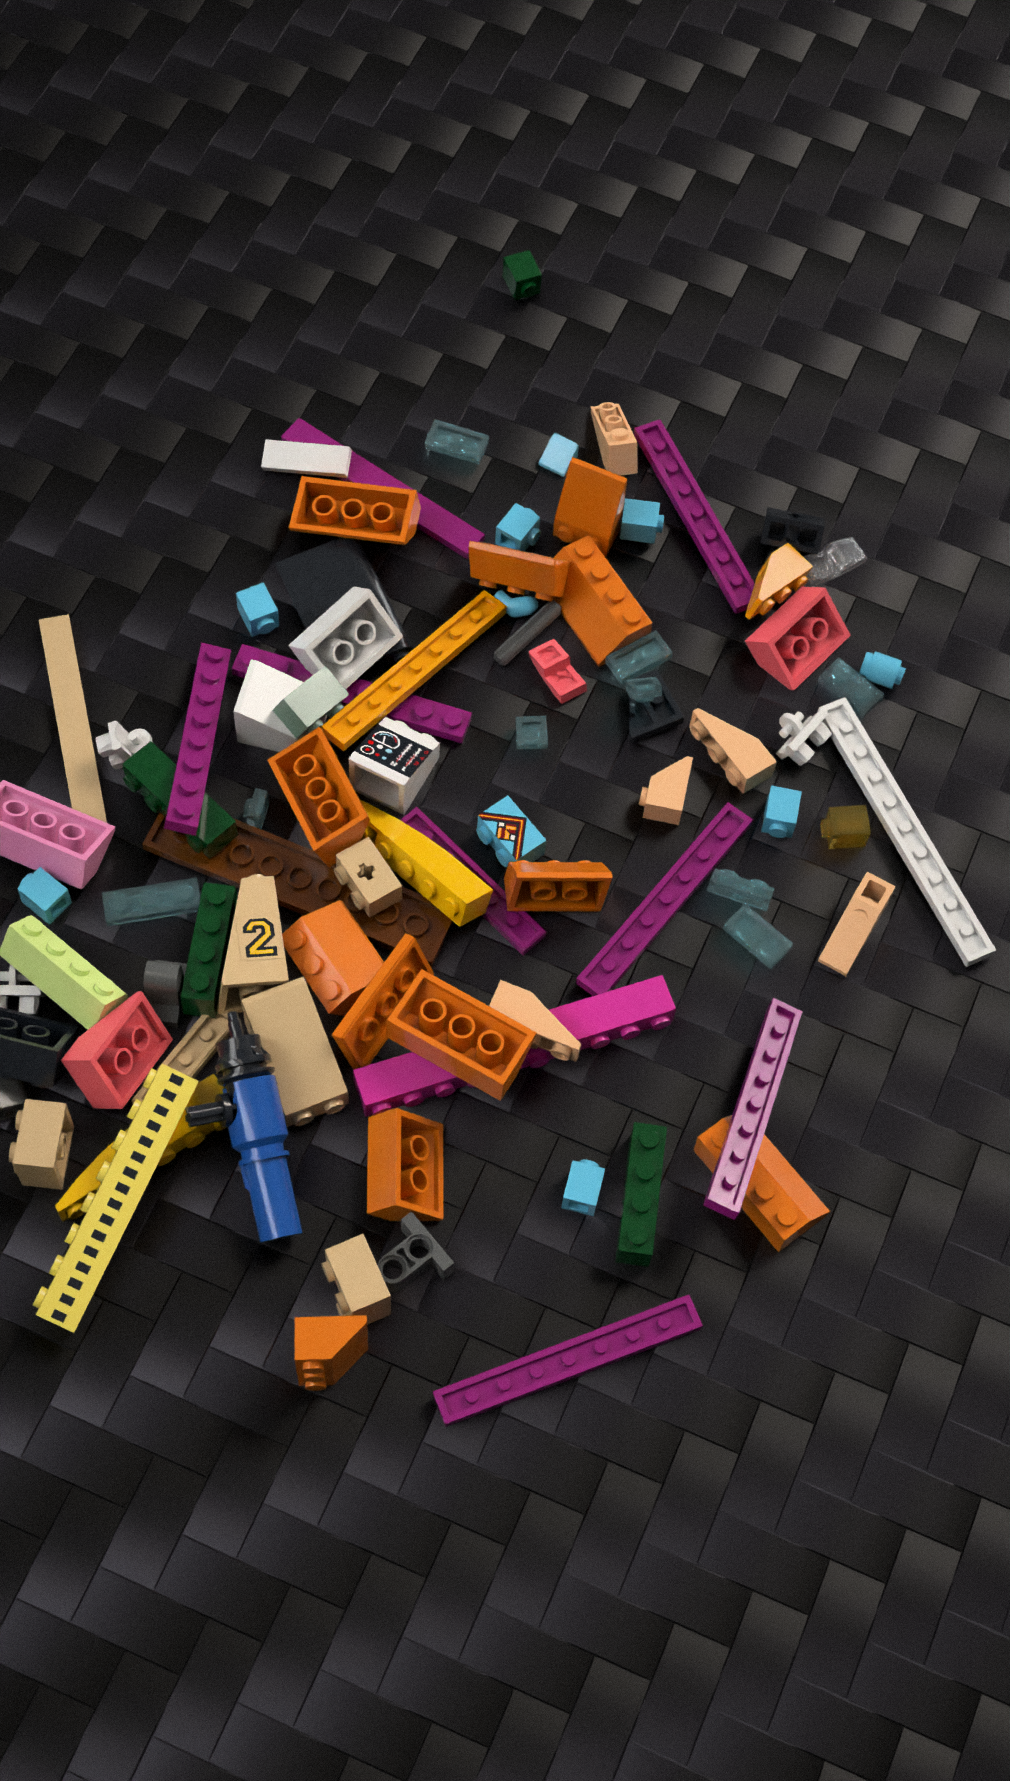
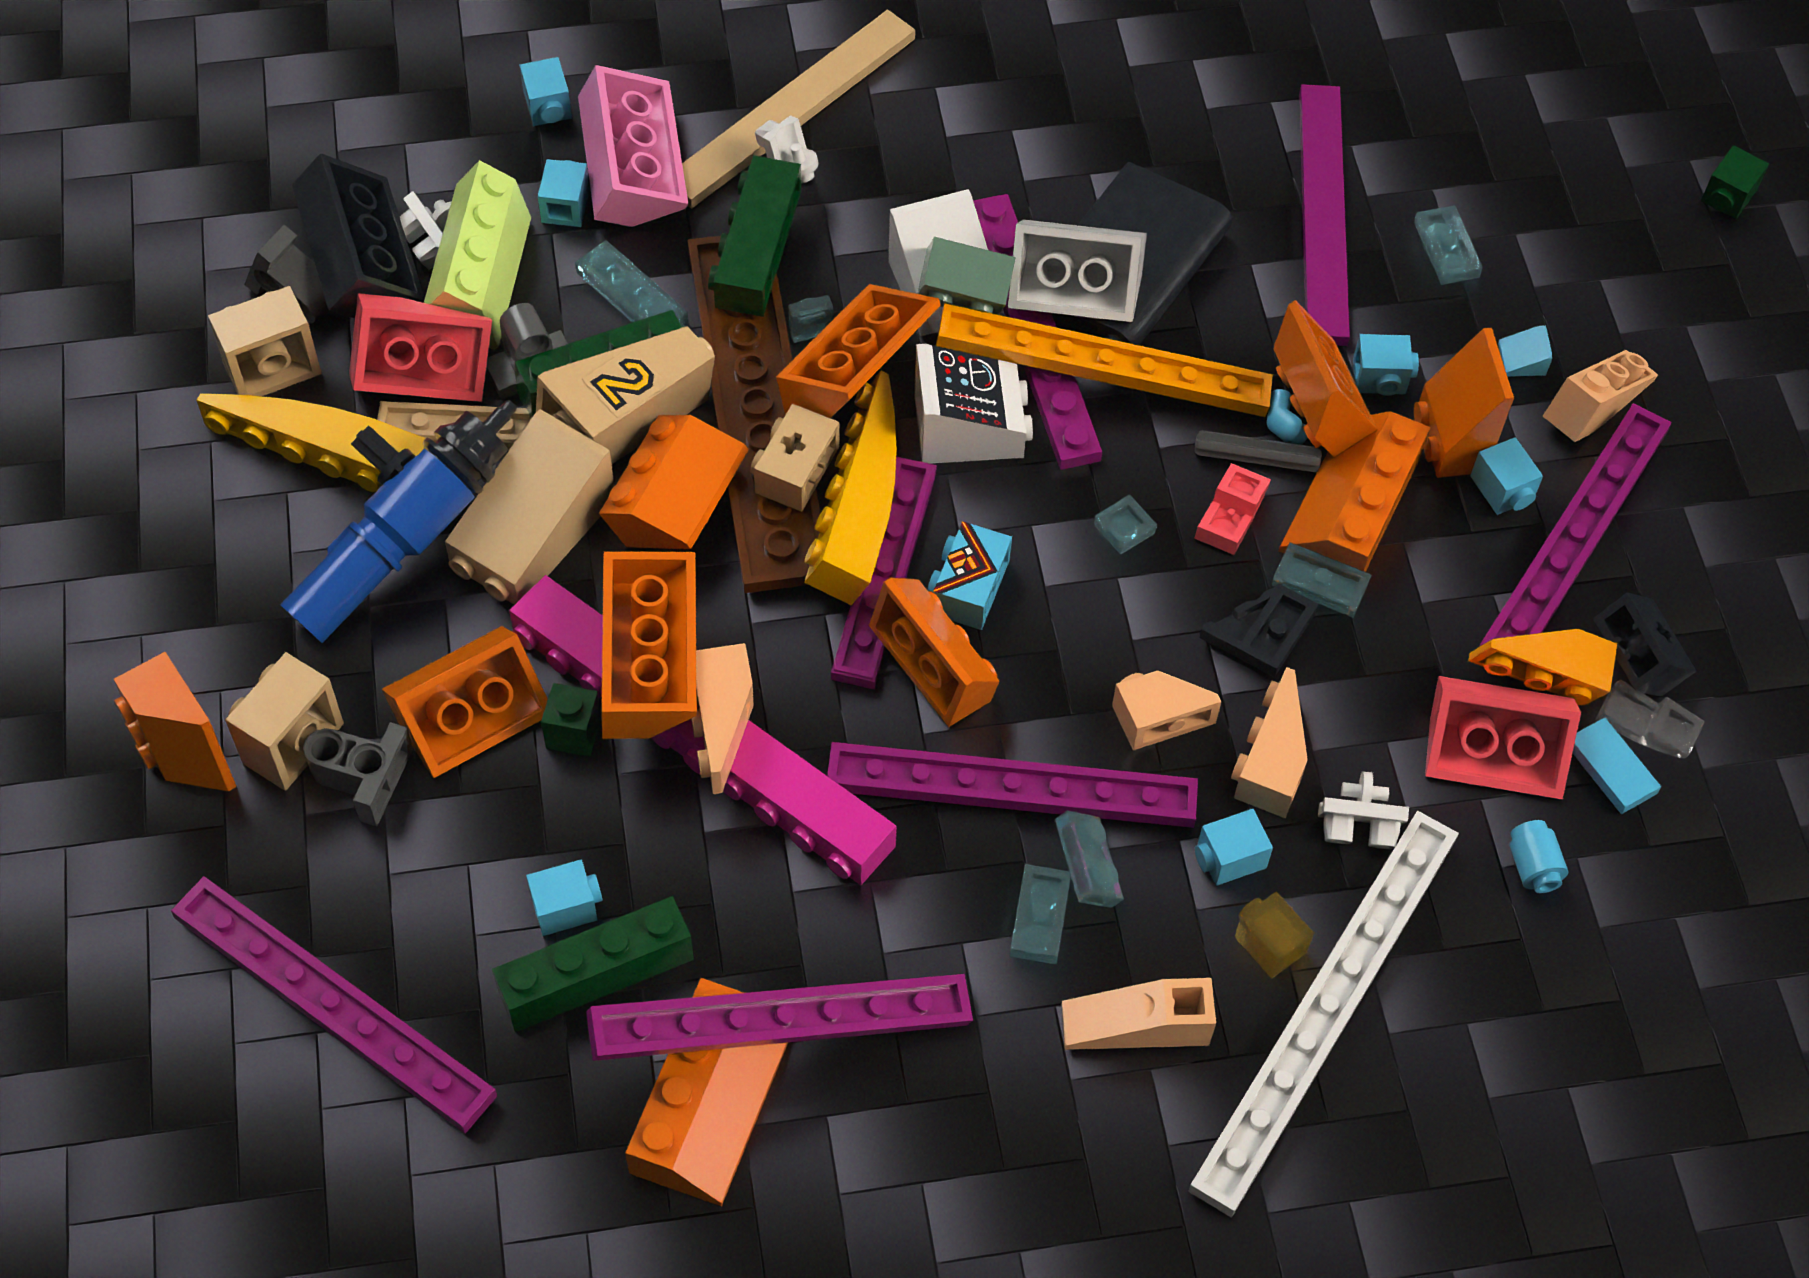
camera: 60 degrees right, 5 degrees down
(116, 1198) = (238, 436): light yellow brick -> none
(197, 740) = (833, 206): magenta plate -> none
(257, 609) = (1060, 182): medium azure brick -> none
(306, 458) = (1292, 120): white tile -> none
(355, 510) = (1256, 193): orange slope -> none
(365, 1024) = (713, 541): orange tile -> none
(463, 1114) = (571, 719): none -> dark green brick
(644, 689) = (1270, 598): clear light blue plate -> none
(848, 683) = (1485, 839): clear light blue plate -> none
(852, 597) = (1614, 766): none -> medium azure tile

